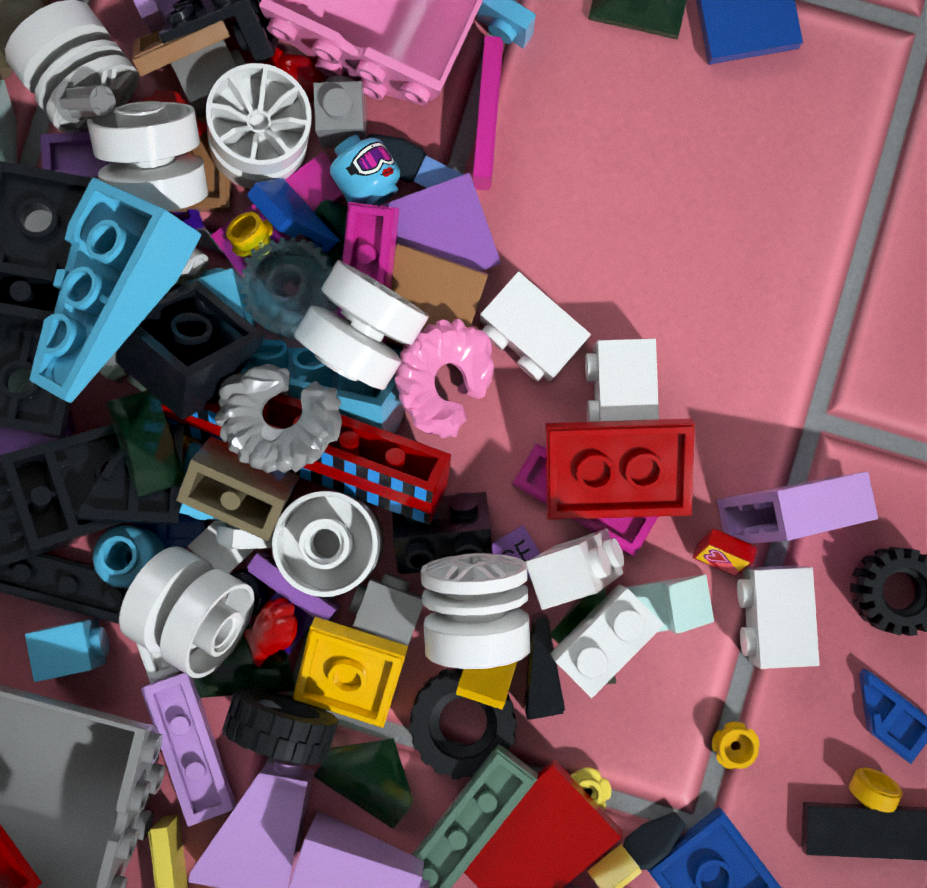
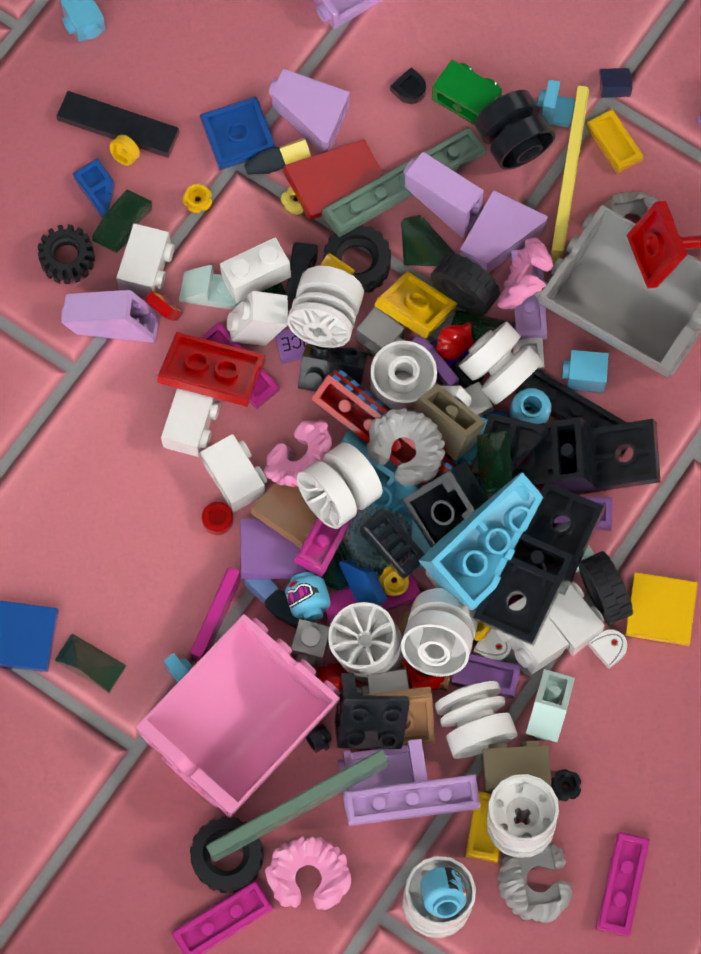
camera: 165 degrees left, 15 degrees down
(84, 101) = (467, 668): light grey piece -> none
(196, 740) = (521, 282): none -> bright pink piece
(291, 288) = (392, 525): none -> black slope
(535, 260) = (217, 518): none -> red tile
(843, 663) = (117, 223): none -> clear green slope

